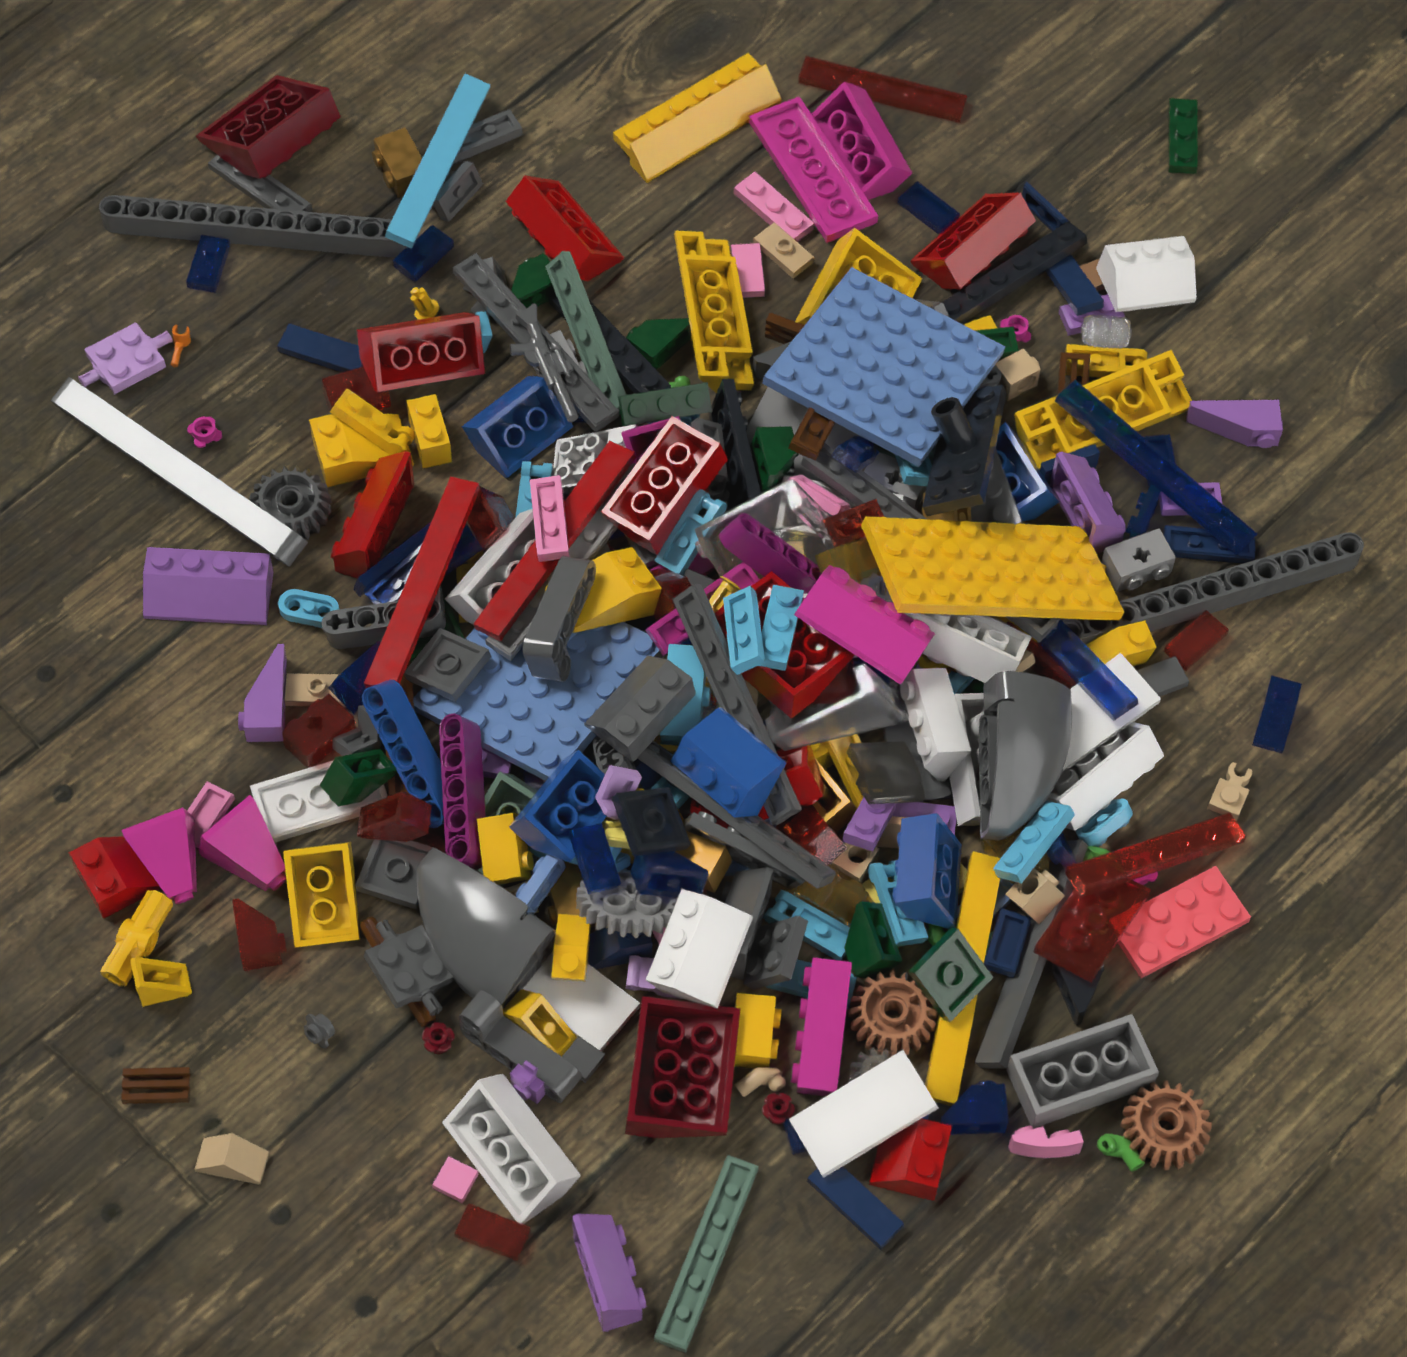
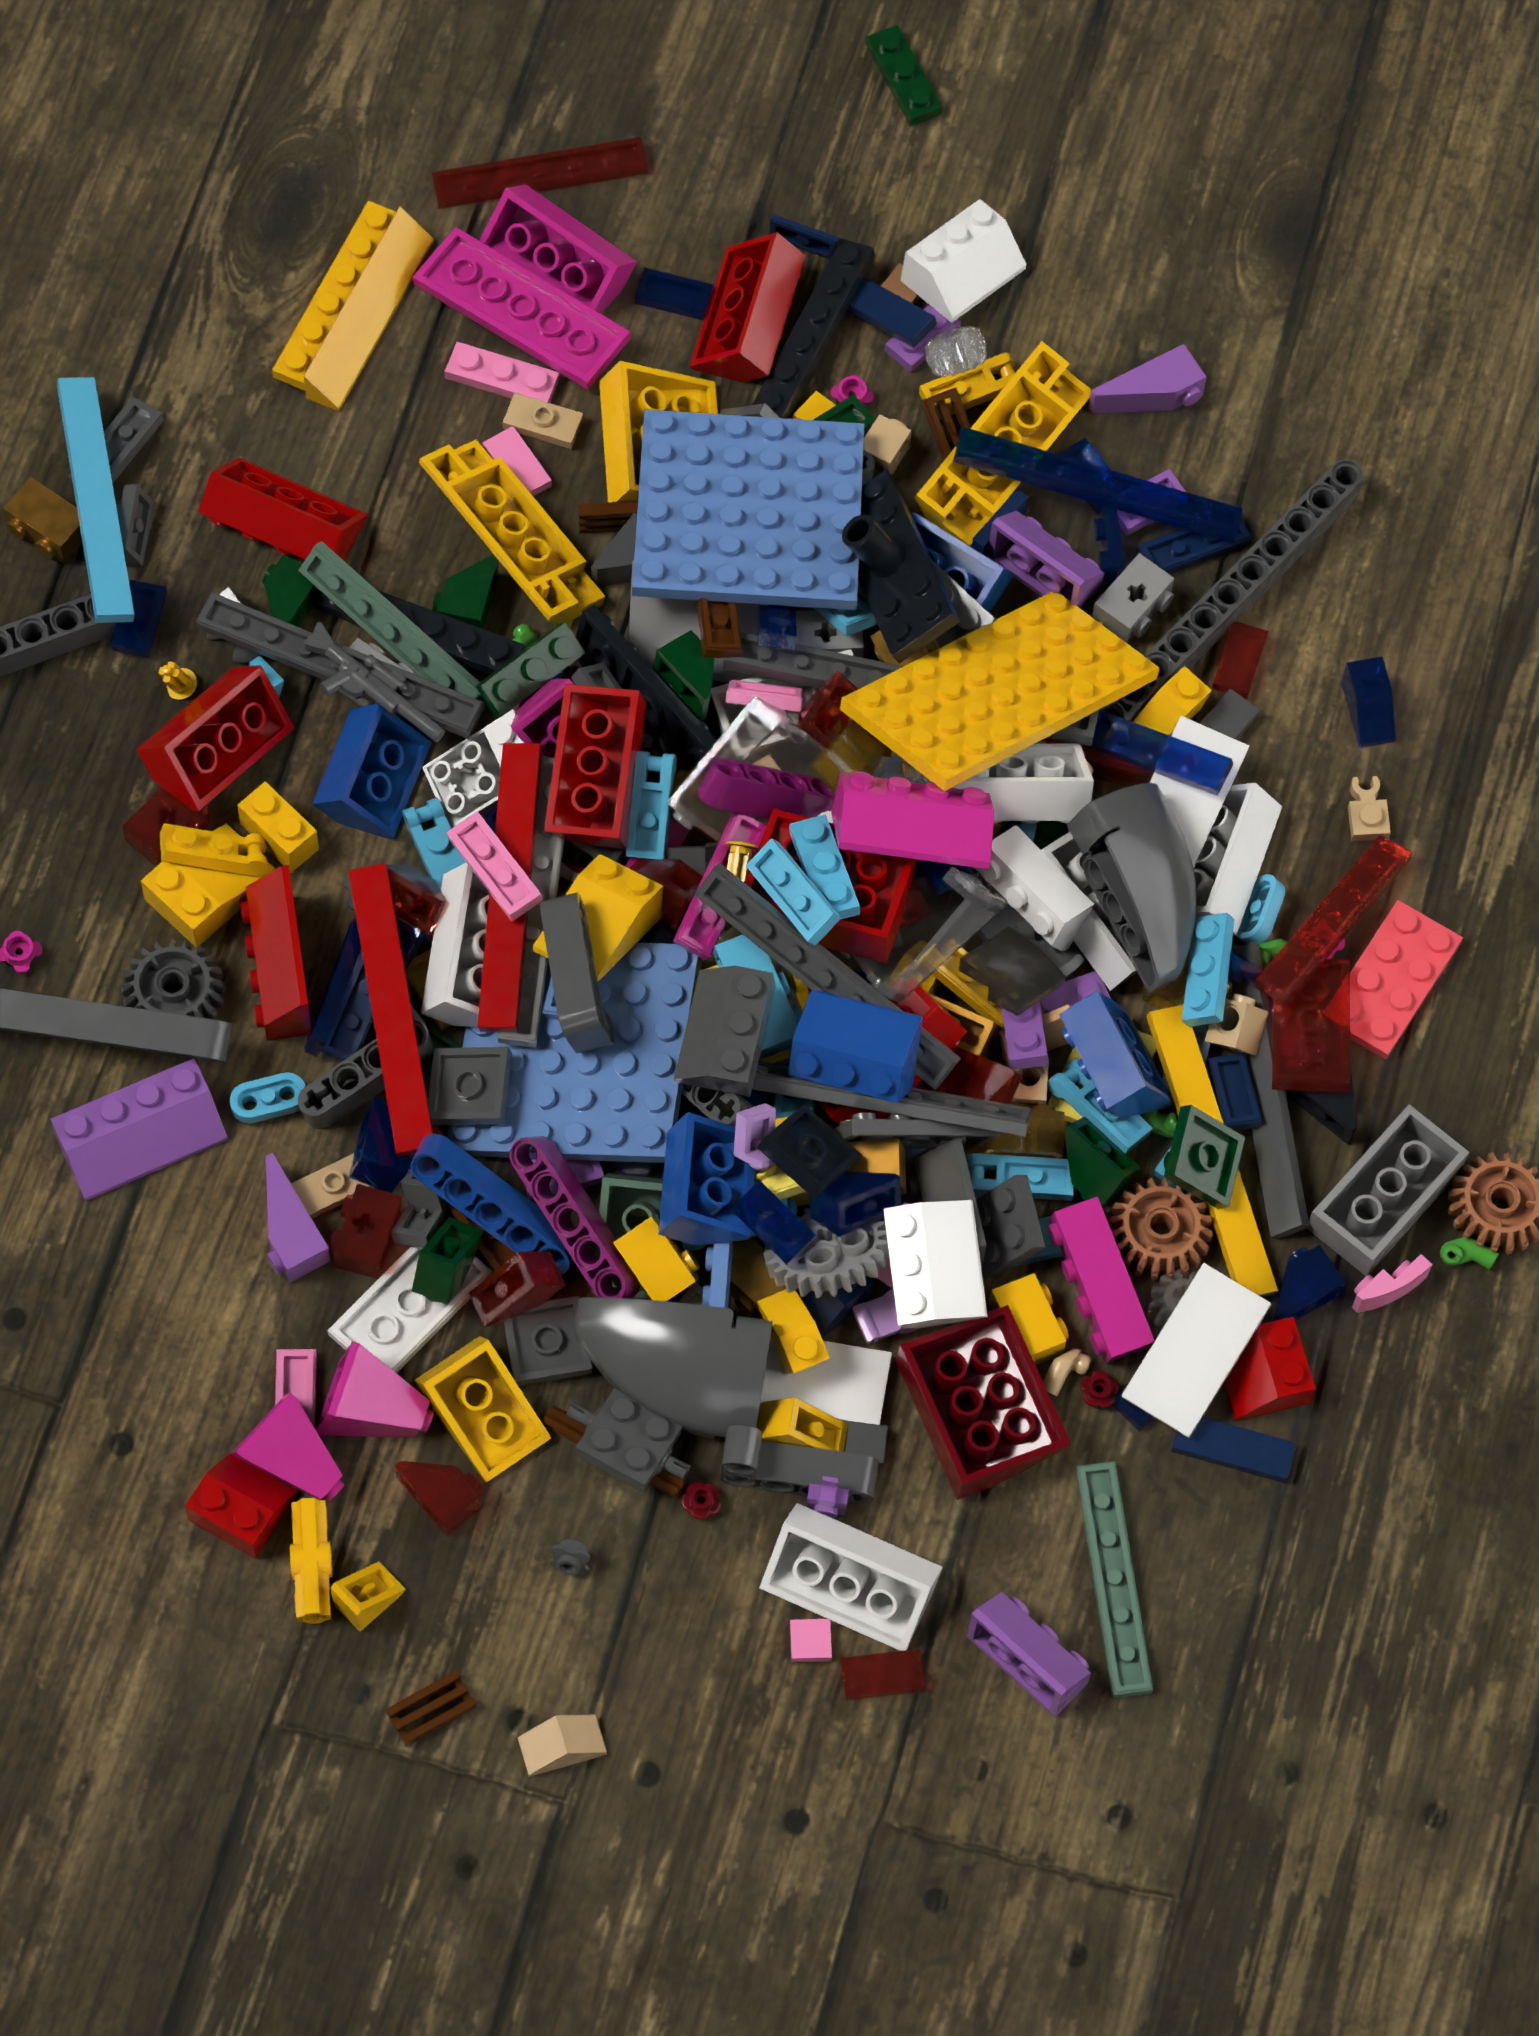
camera: 30 degrees left, 5 degrees up
(319, 349) = (94, 789): dark blue tile -> none

